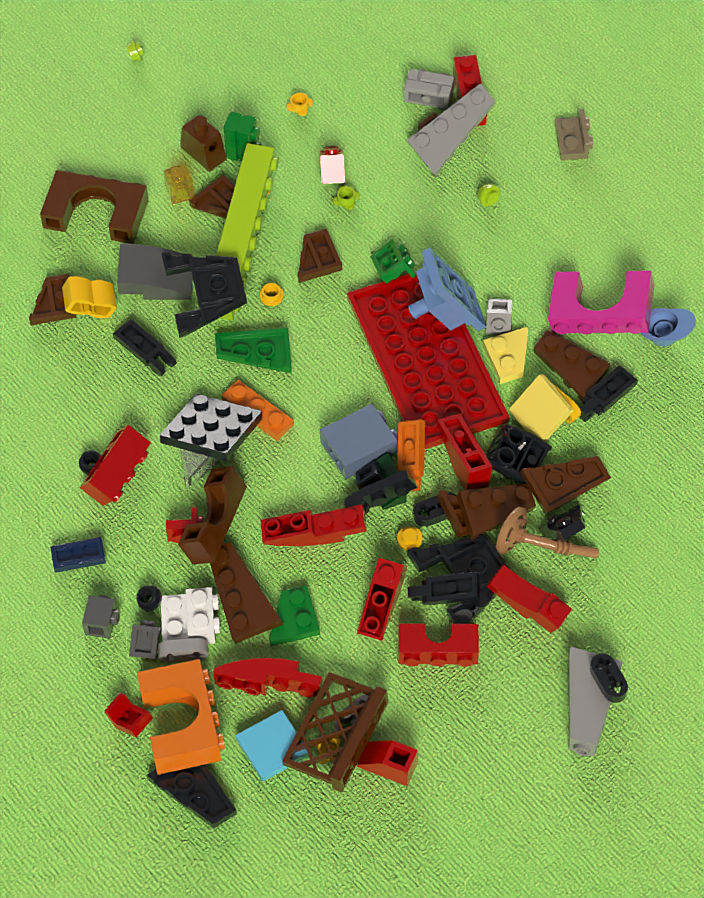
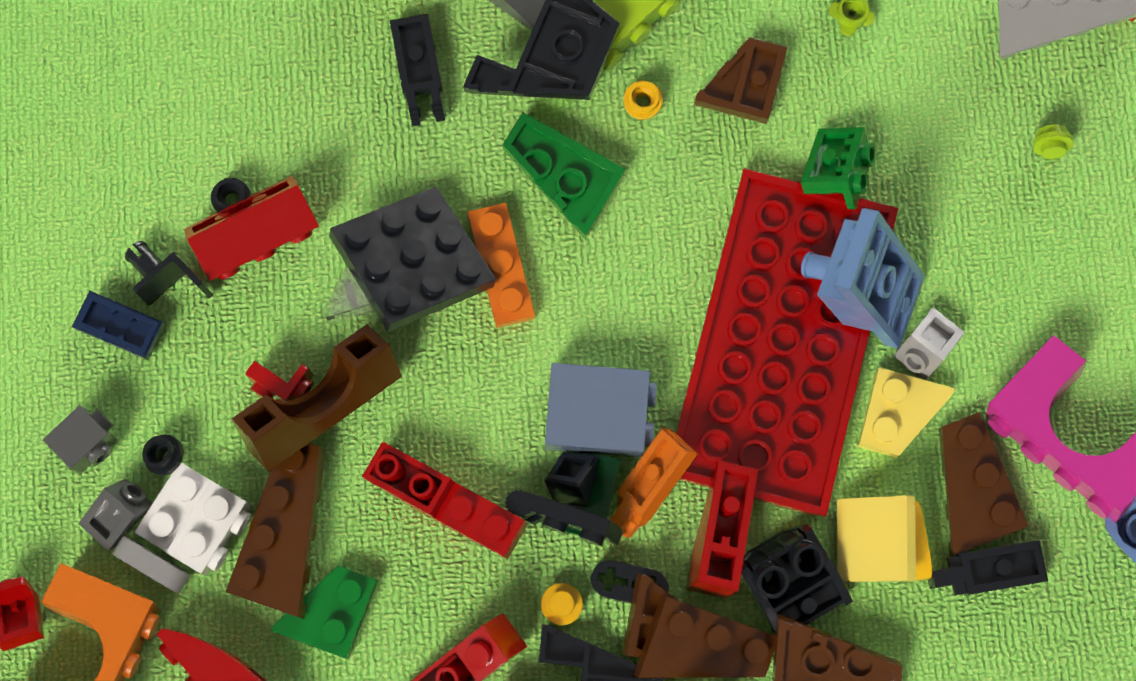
camera: 30 degrees right, 20 degrees up
(82, 518) = (159, 274): none -> black bracket

